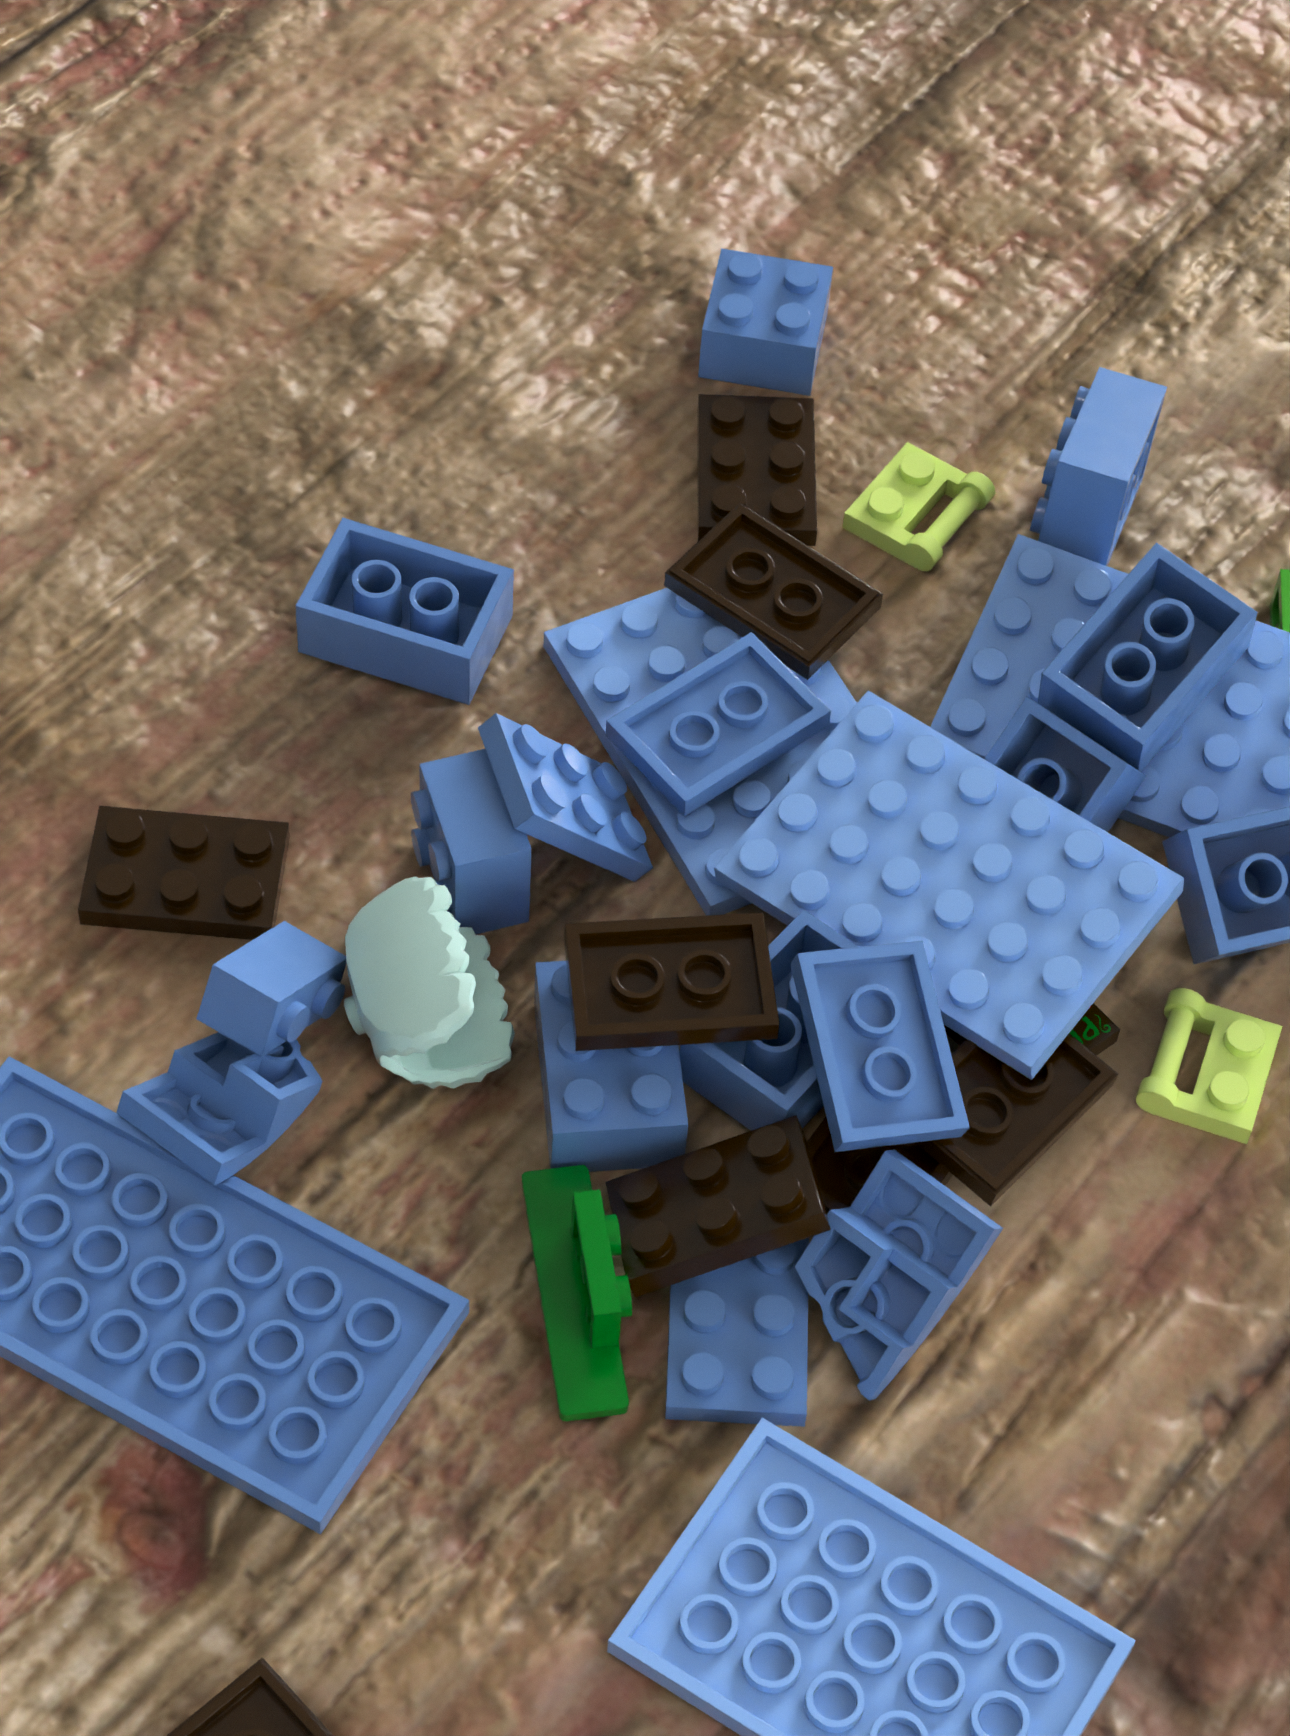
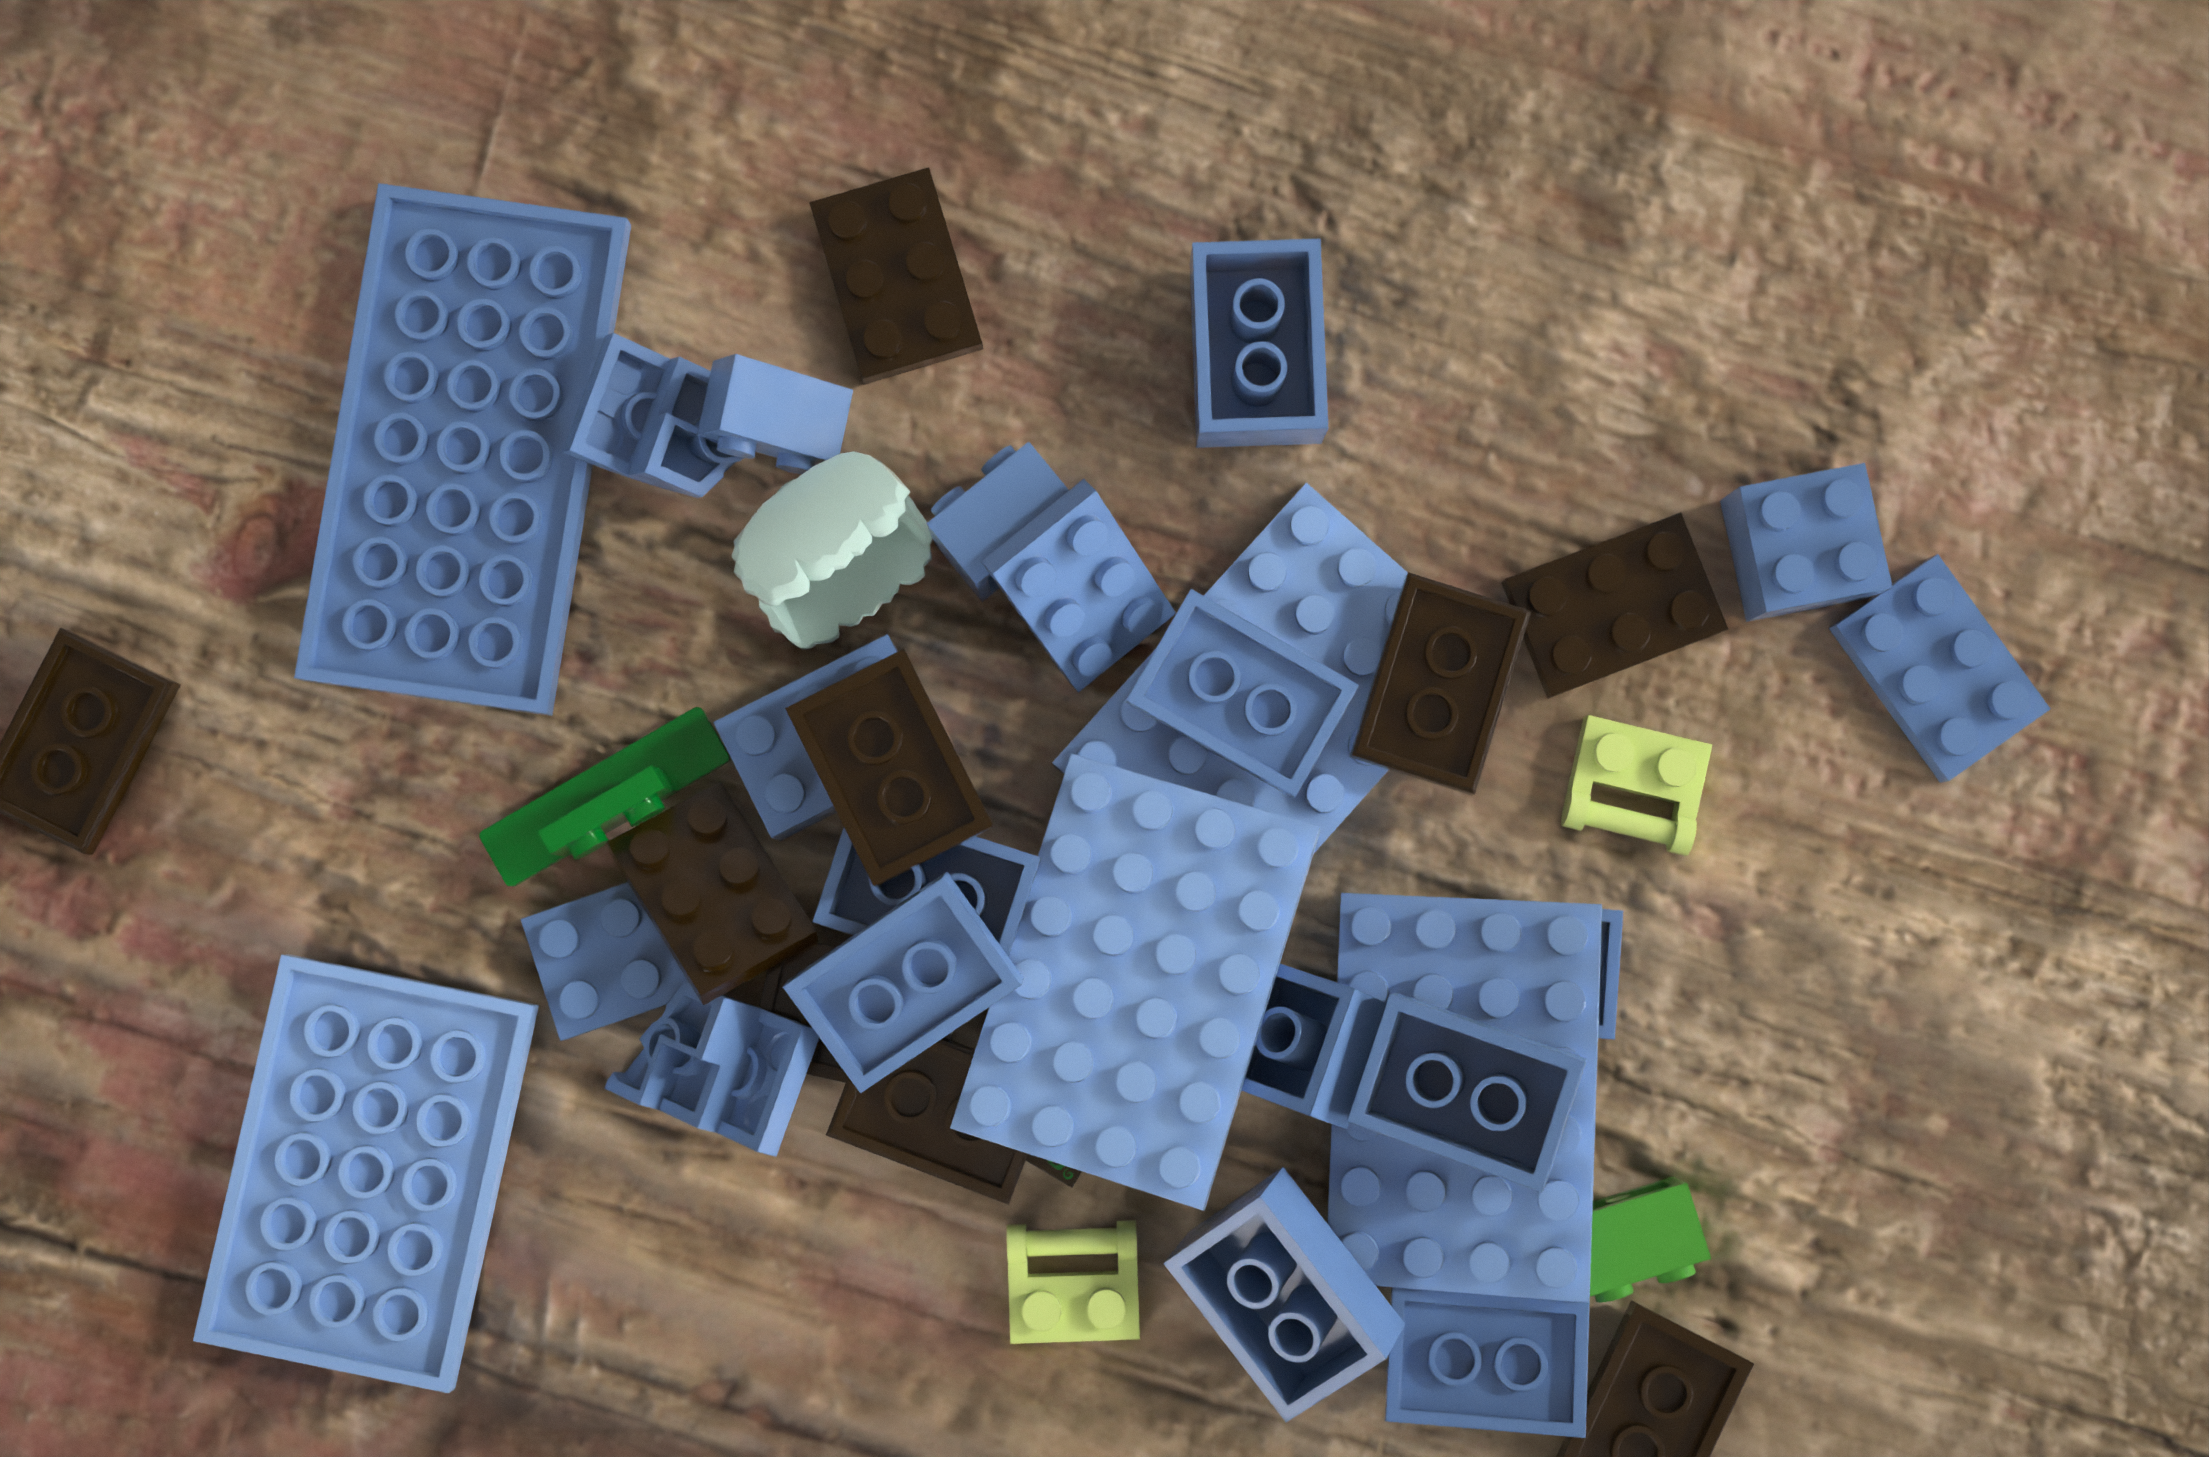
camera: 70 degrees right, 30 degrees up
(910, 287) = (1939, 669): none -> medium blue plate
(1098, 465) = (1725, 957): medium blue brick -> none

